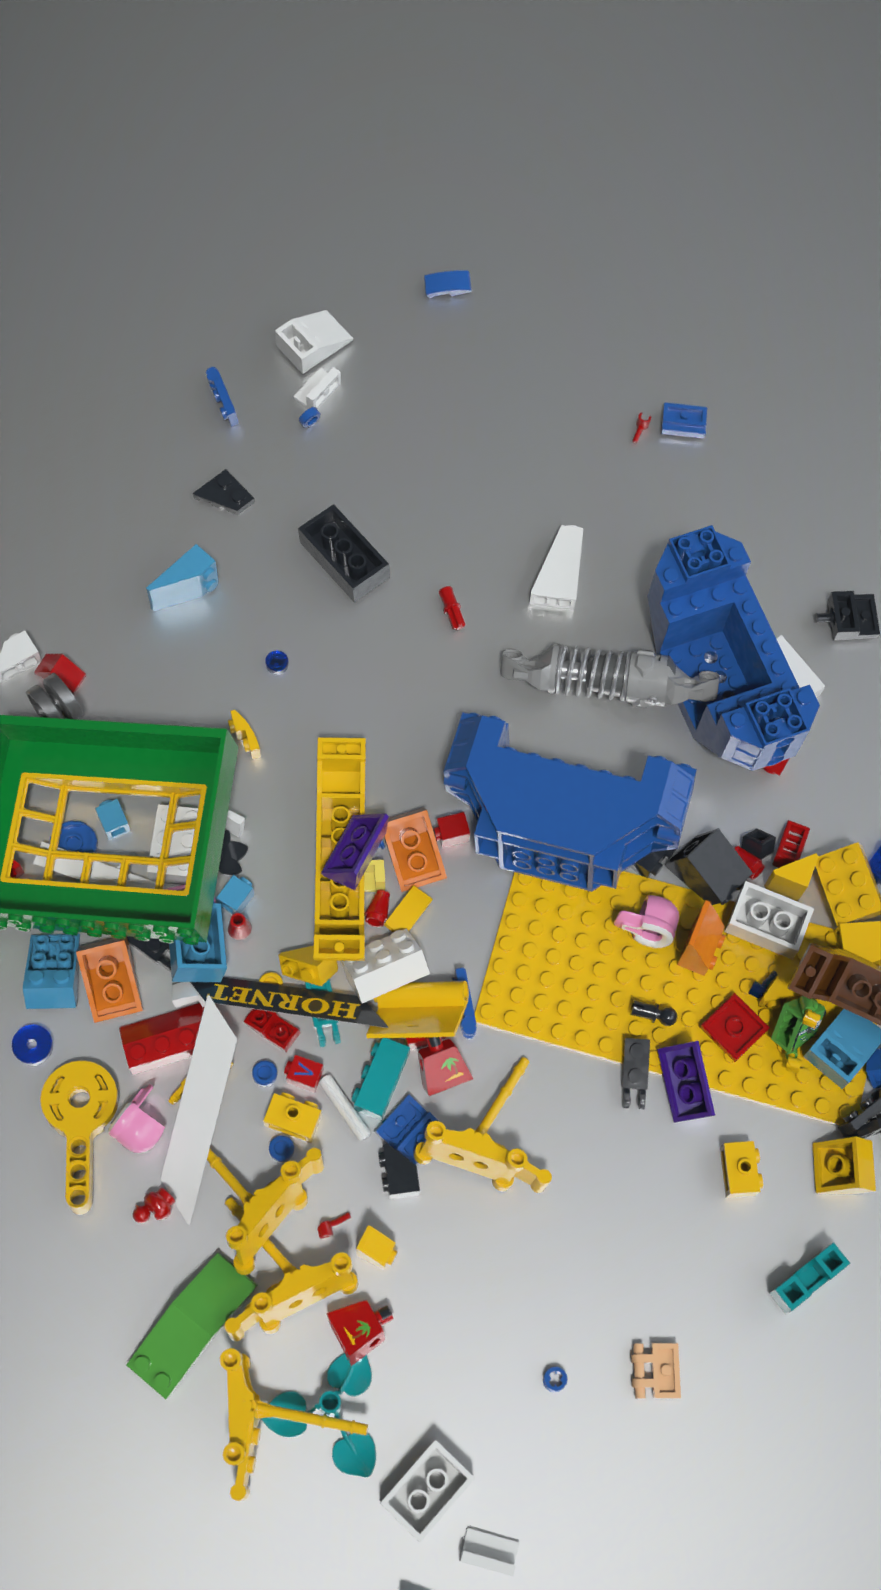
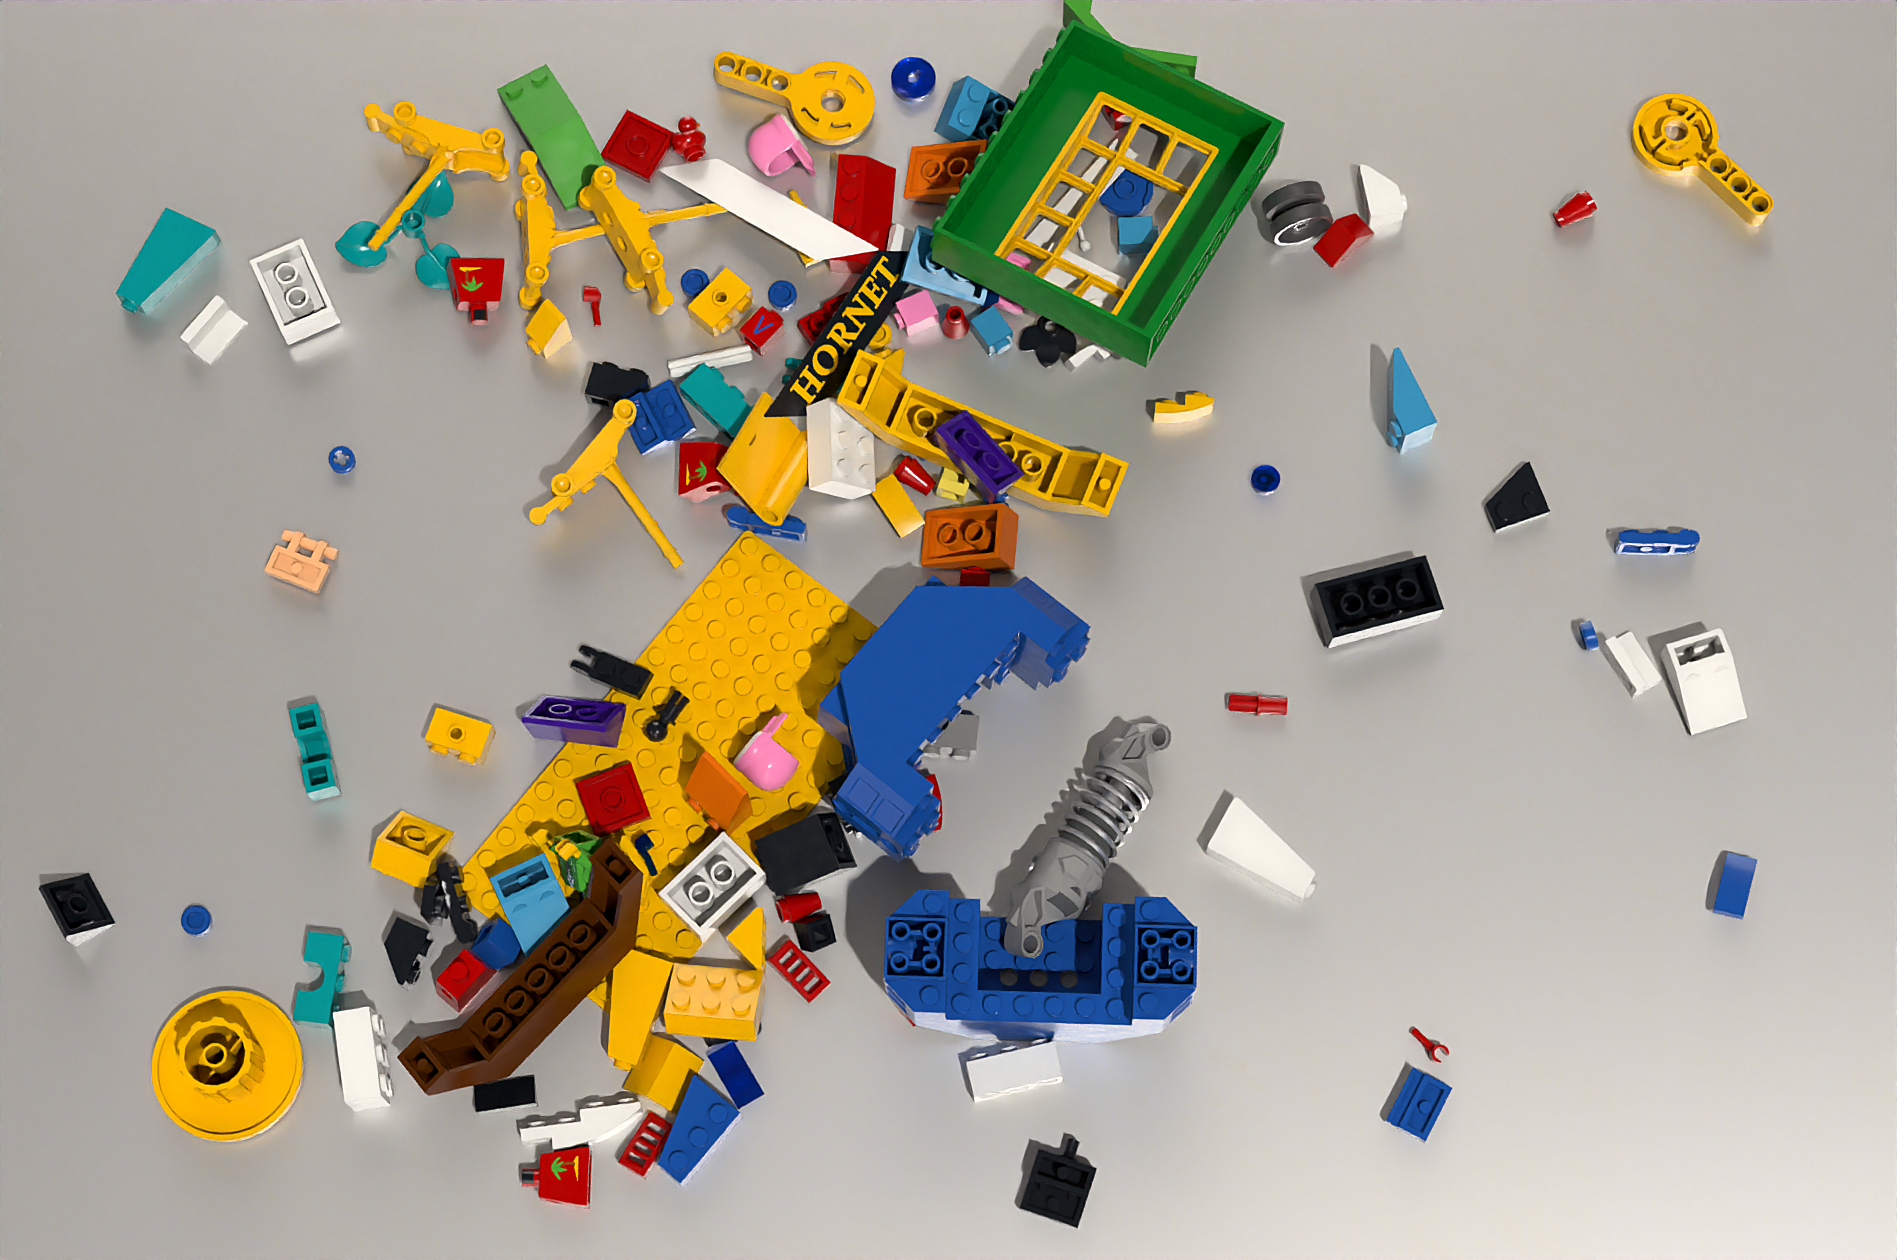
camera: 120 degrees right, 5 degrees up
(174, 1250) = (637, 146): none -> red tile
(243, 959) = (916, 313): none -> bright pink brick

